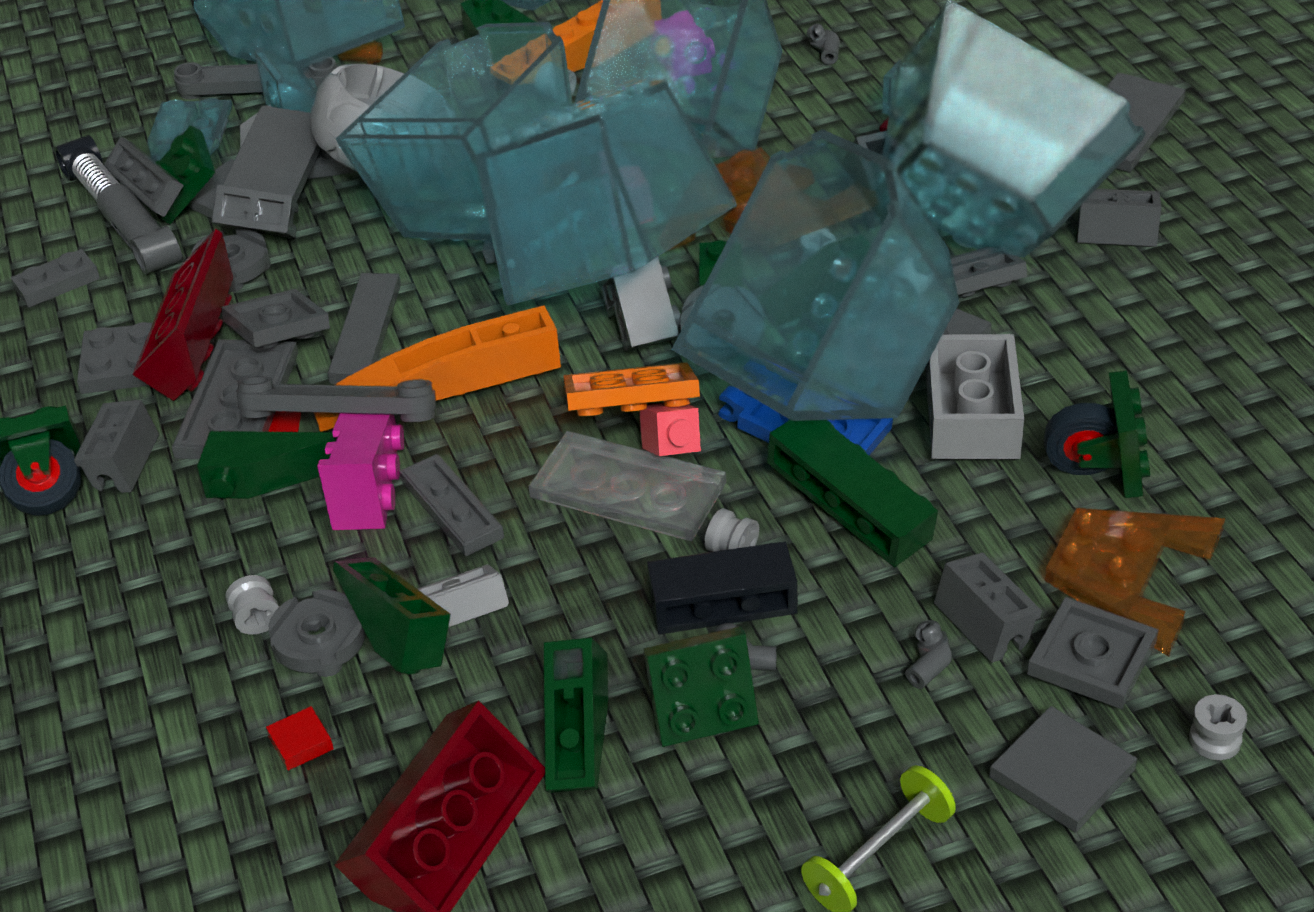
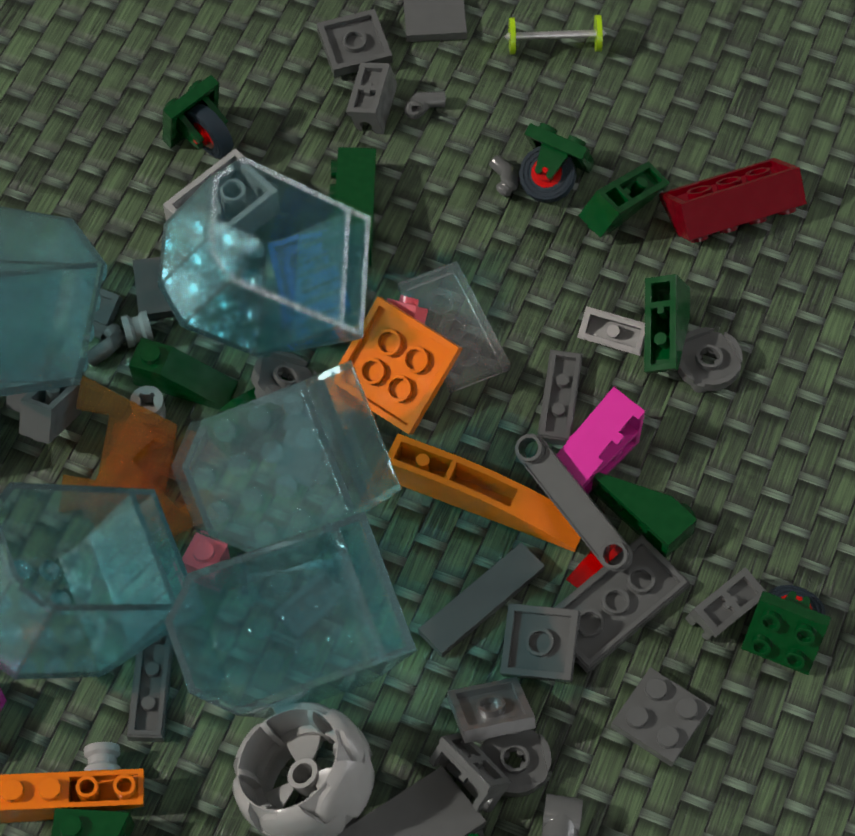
camera: 140 degrees left, 20 degrees up
(187, 320) = (606, 678): dark red slope -> none
(251, 604) = (731, 401): light grey wheel -> none
(275, 252) = (491, 710): none -> flat silver plate
(299, 738) = (765, 304): red tile -> none
(722, 587) = (481, 210): black brick -> none
(729, 532) = (442, 236): light grey wheel -> none
(1112, 555) = (273, 84): clear orange wing -> none

